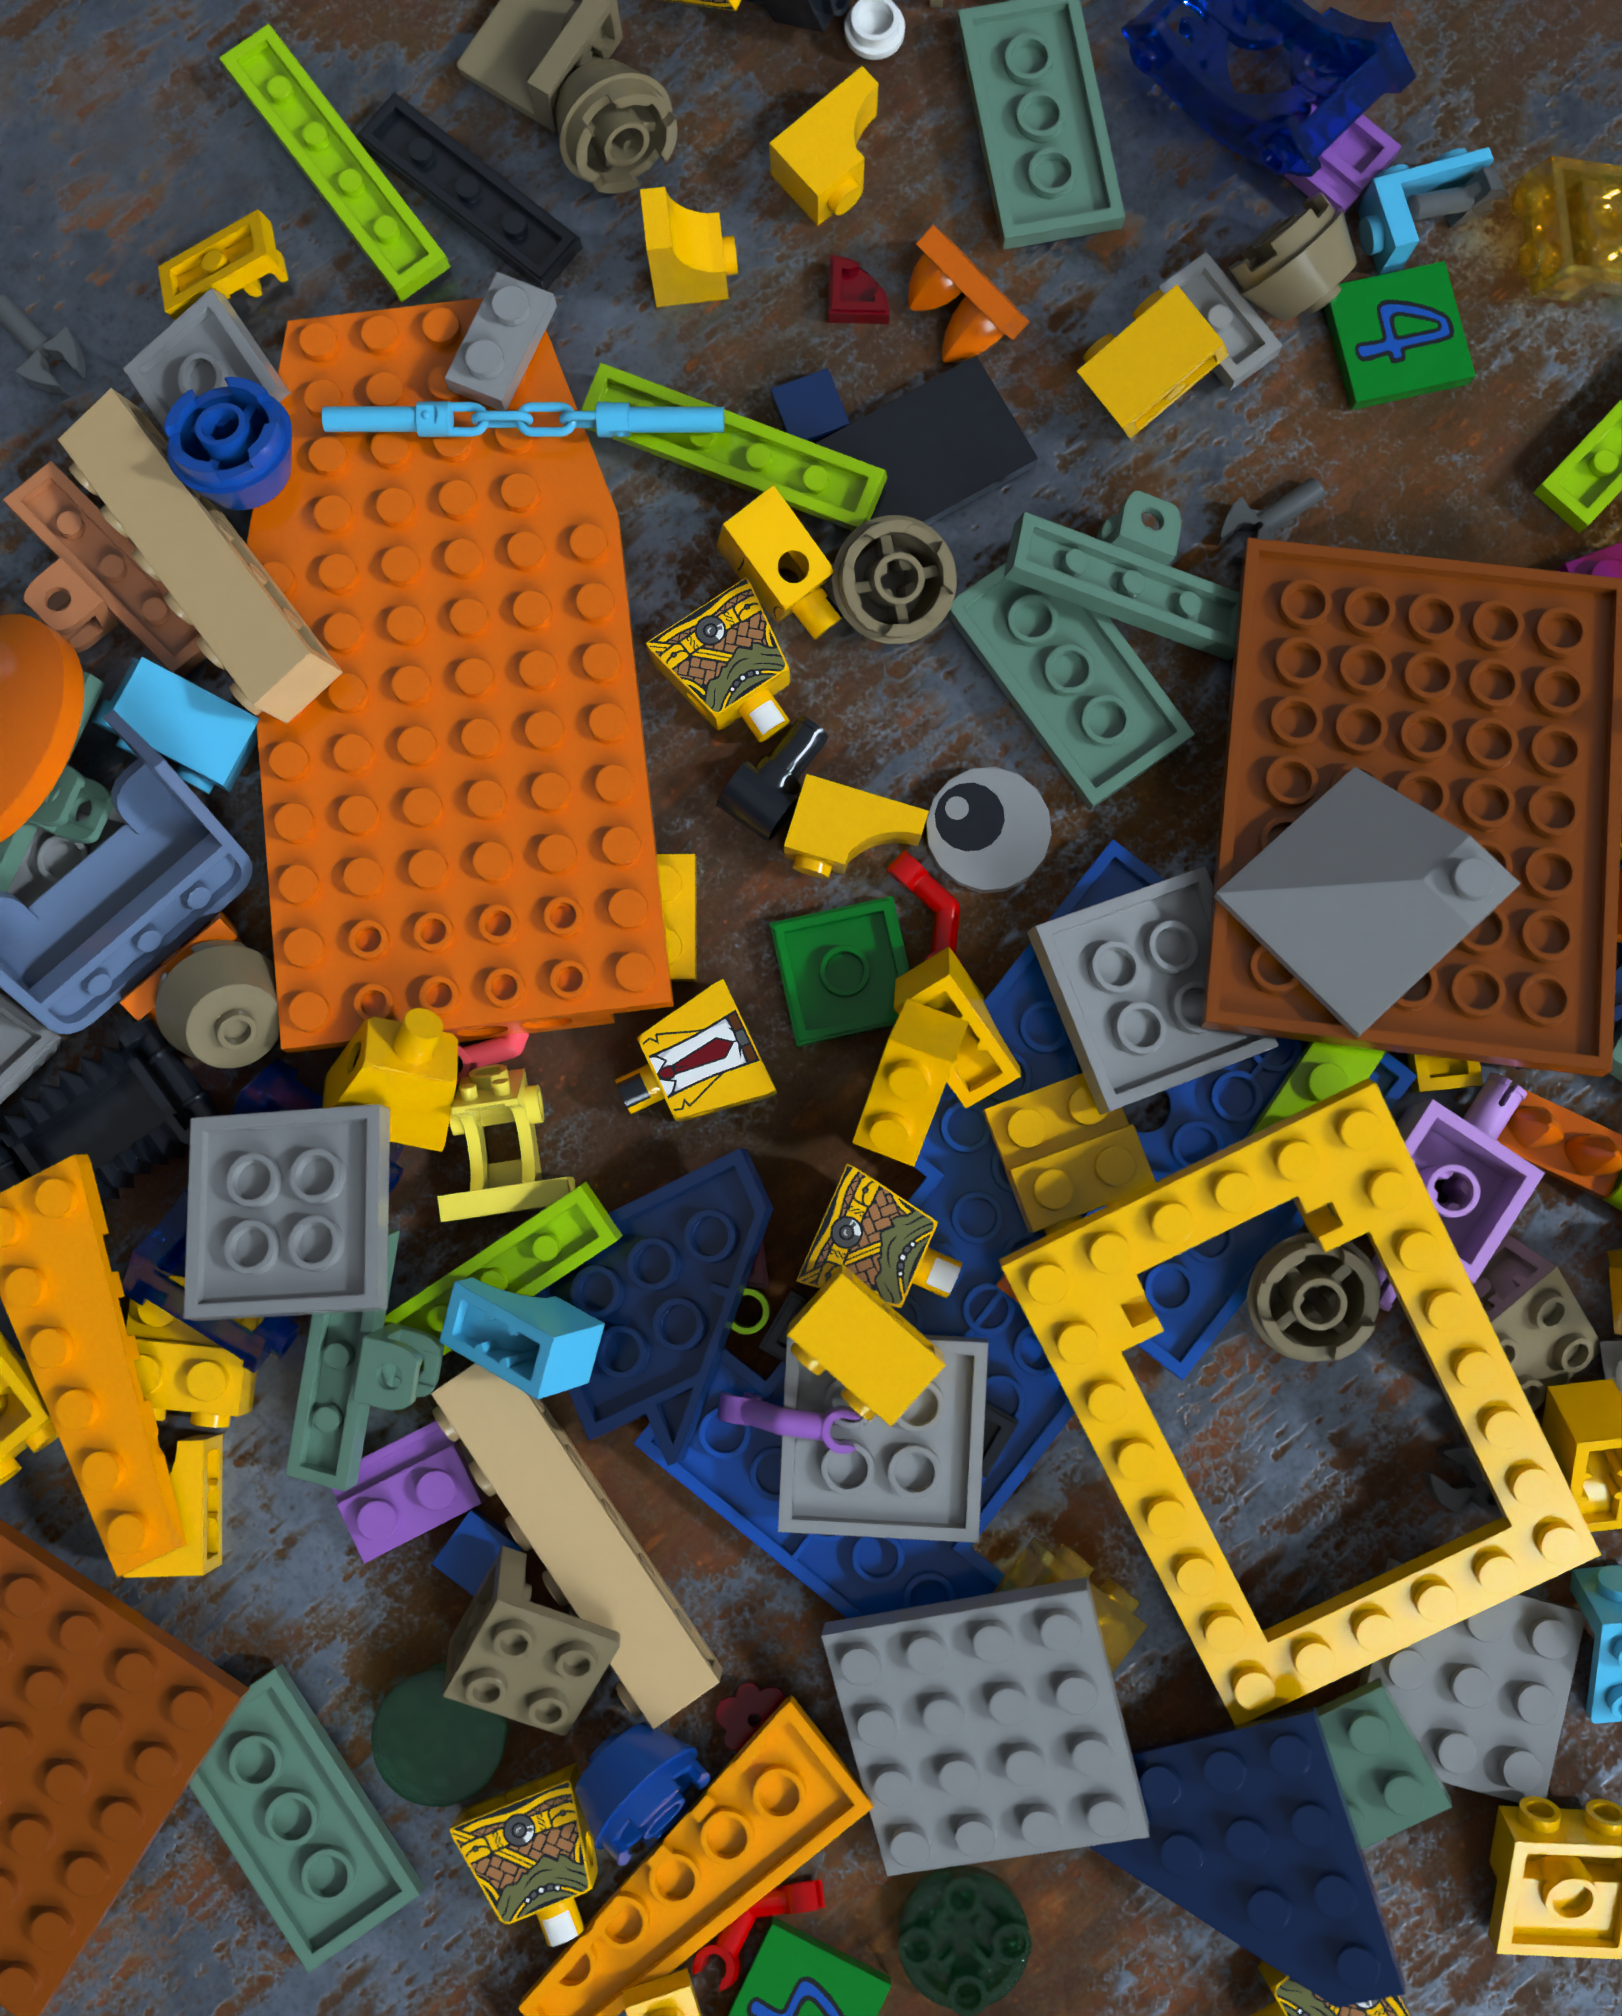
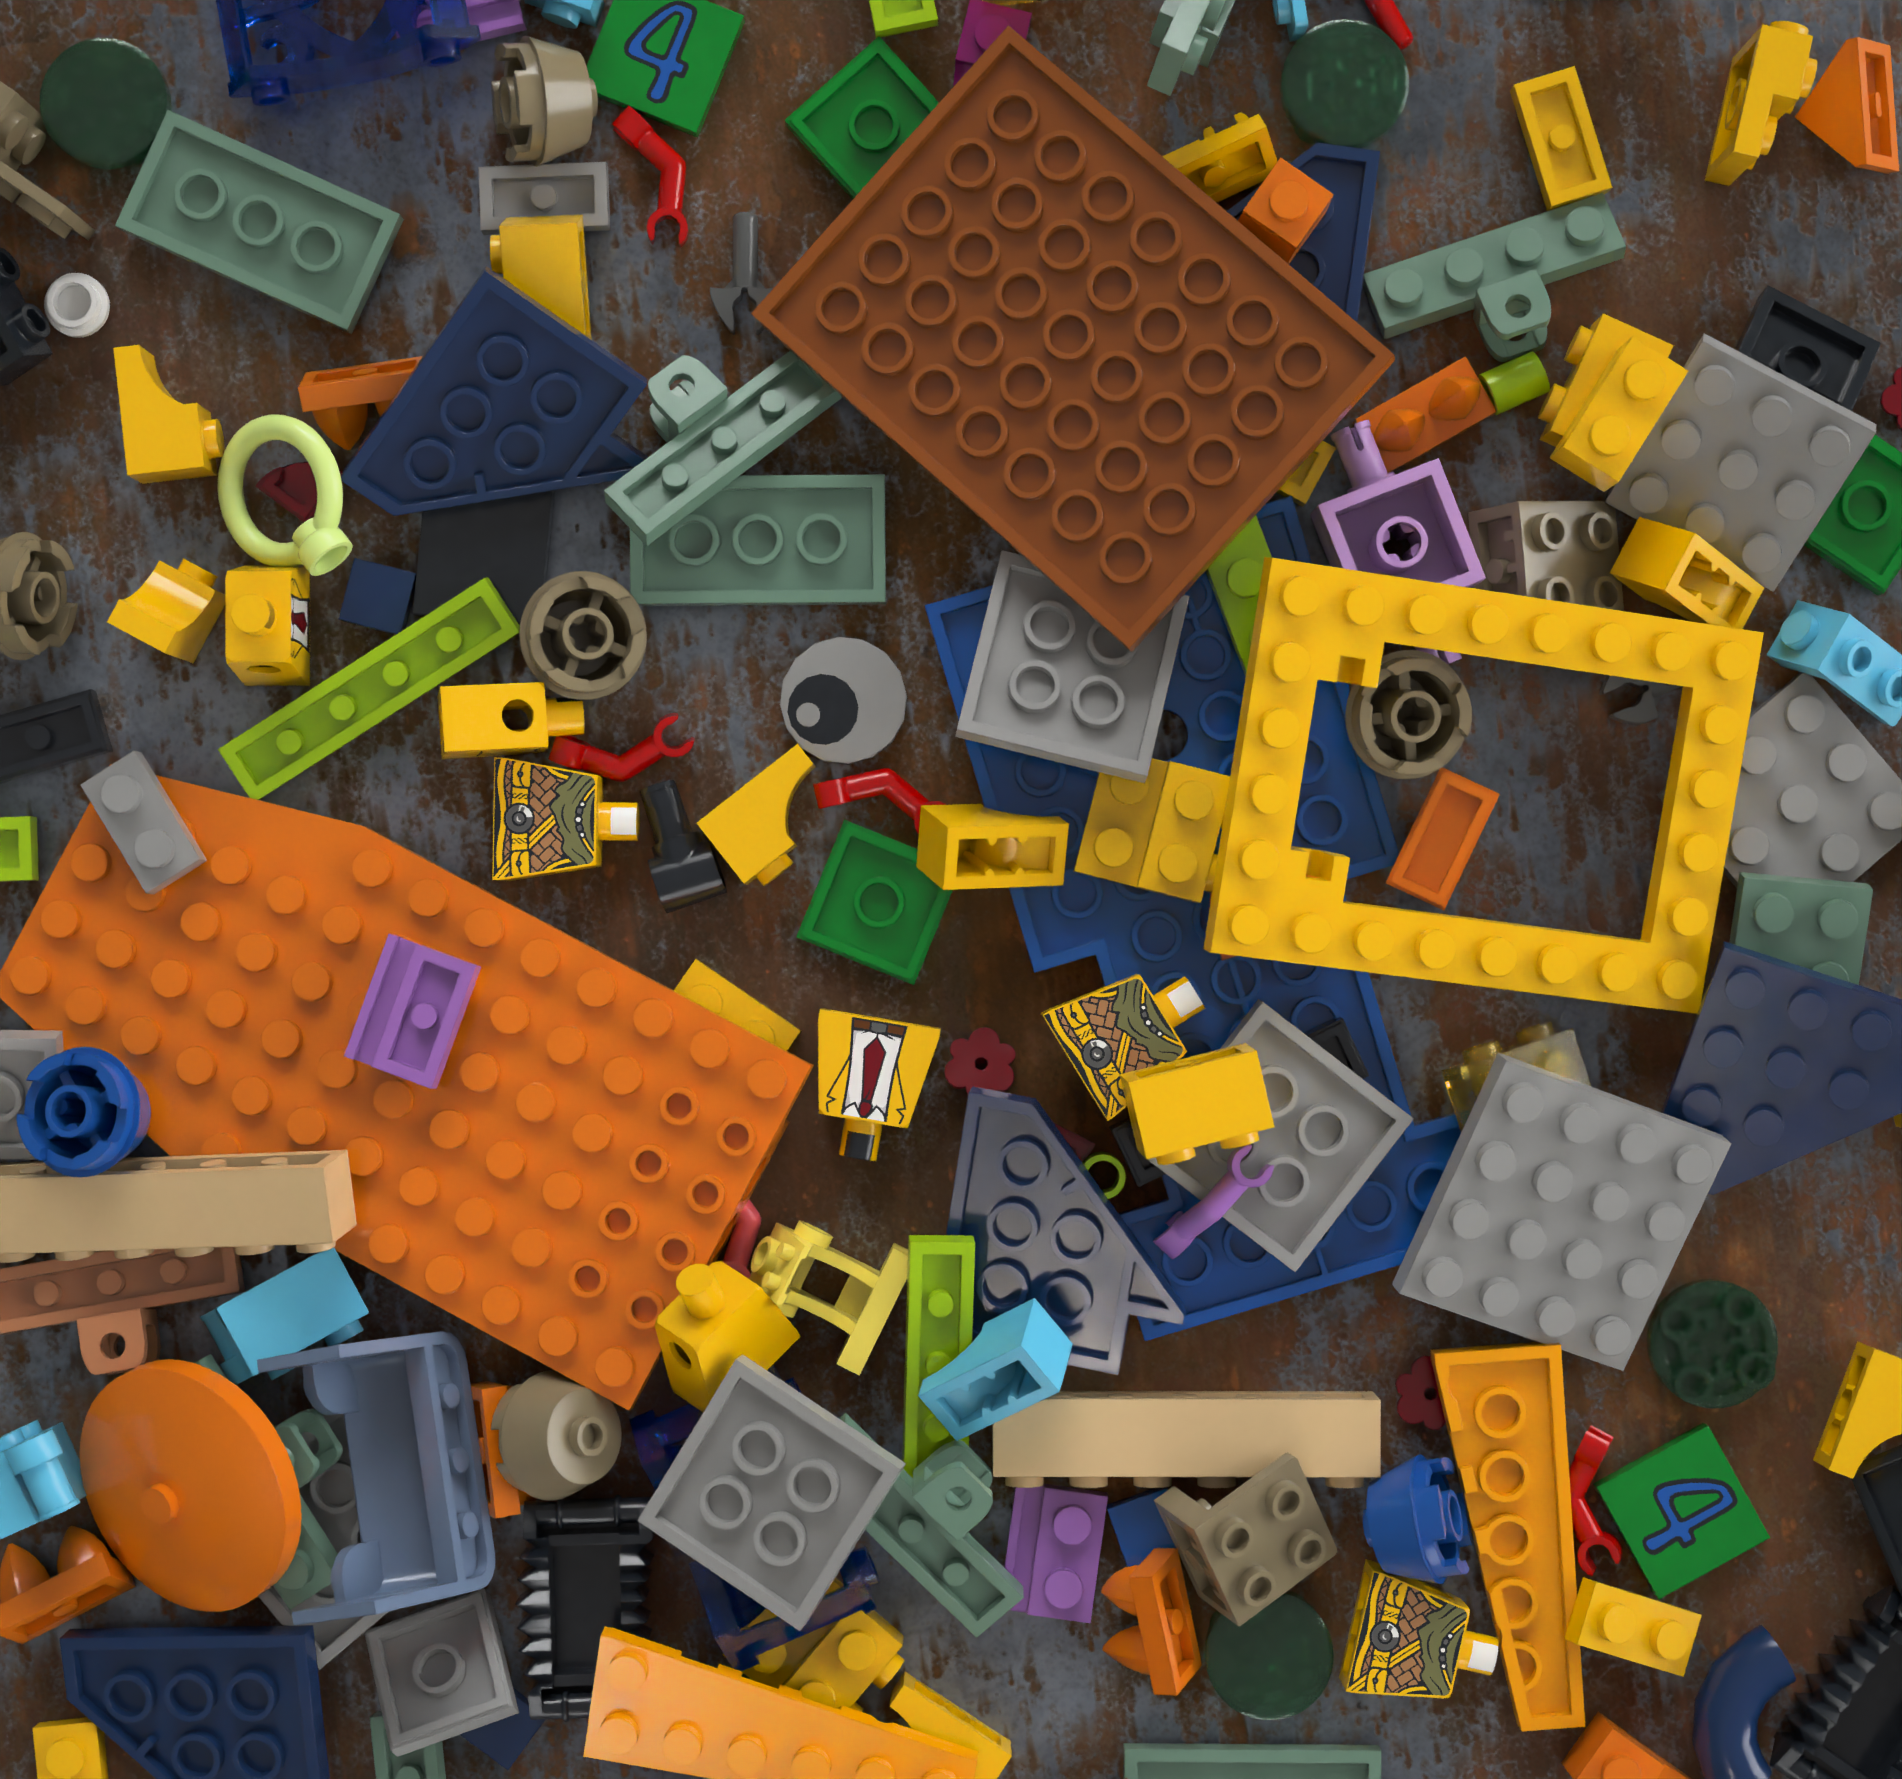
camera: 55 degrees left, 5 degrees up
(396, 1634) = (1166, 1636): none -> orange tile
(437, 419) = (178, 923): medium azure piece -> none
(492, 647) = (412, 1011): none -> medium lavender plate
(731, 328) = (268, 625): none -> yellow torso
(783, 1138) = (981, 1048): none -> dark red plant
(807, 690) = (581, 755): none -> red arm
(822, 324) = (316, 542): none -> yellowish green piece
(910, 1082) = (1012, 918): yellow brick -> none
(1028, 388) = (499, 410): none -> dark blue wing
(1229, 1400) = (1442, 838): none -> orange tile
(1320, 363) = (672, 167): none -> red arm
(1365, 896) = (1117, 449): light grey slope -> none
(1464, 518) = (862, 116): none -> green tile

